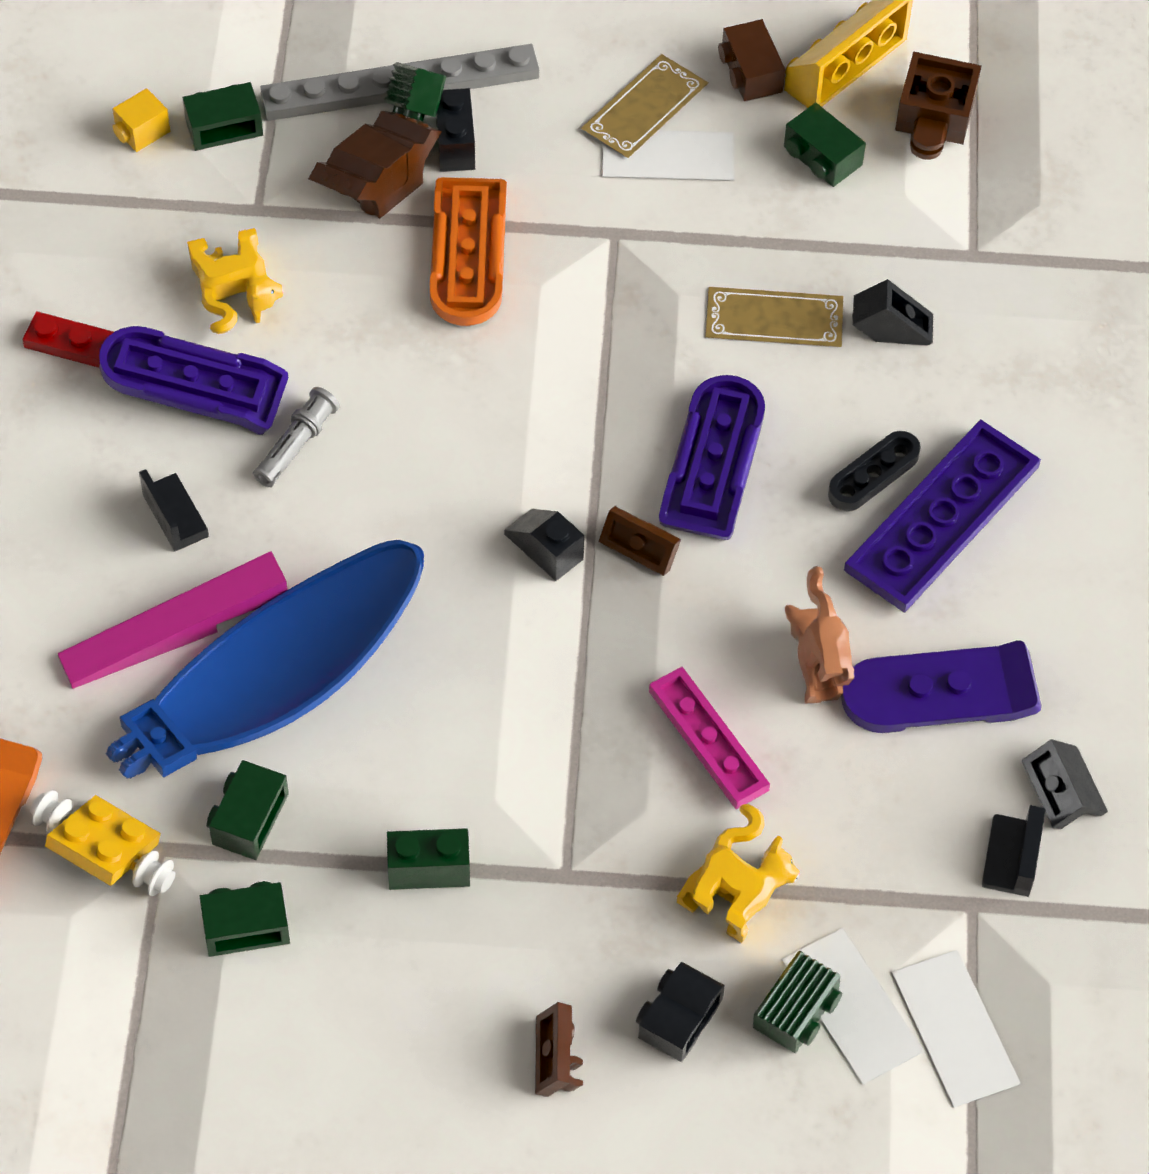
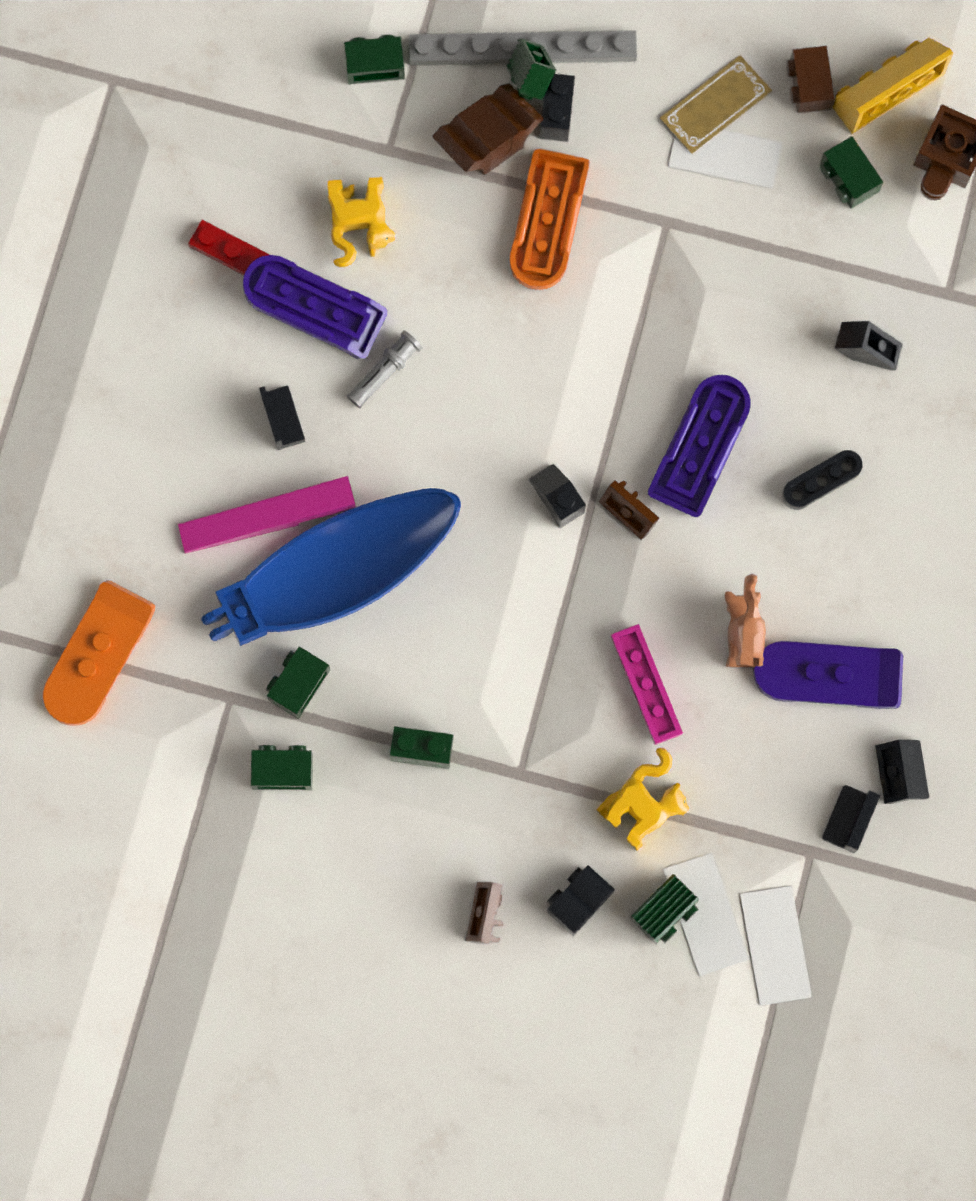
camera: 10 degrees right, 20 degrees up
(103, 841) = (189, 688): yellow plate -> none
(140, 120) = (308, 53): yellow brick -> none
(774, 316) = (777, 322): pearl gold sticker -> none
(942, 515) = (866, 528): dark purple plate -> none

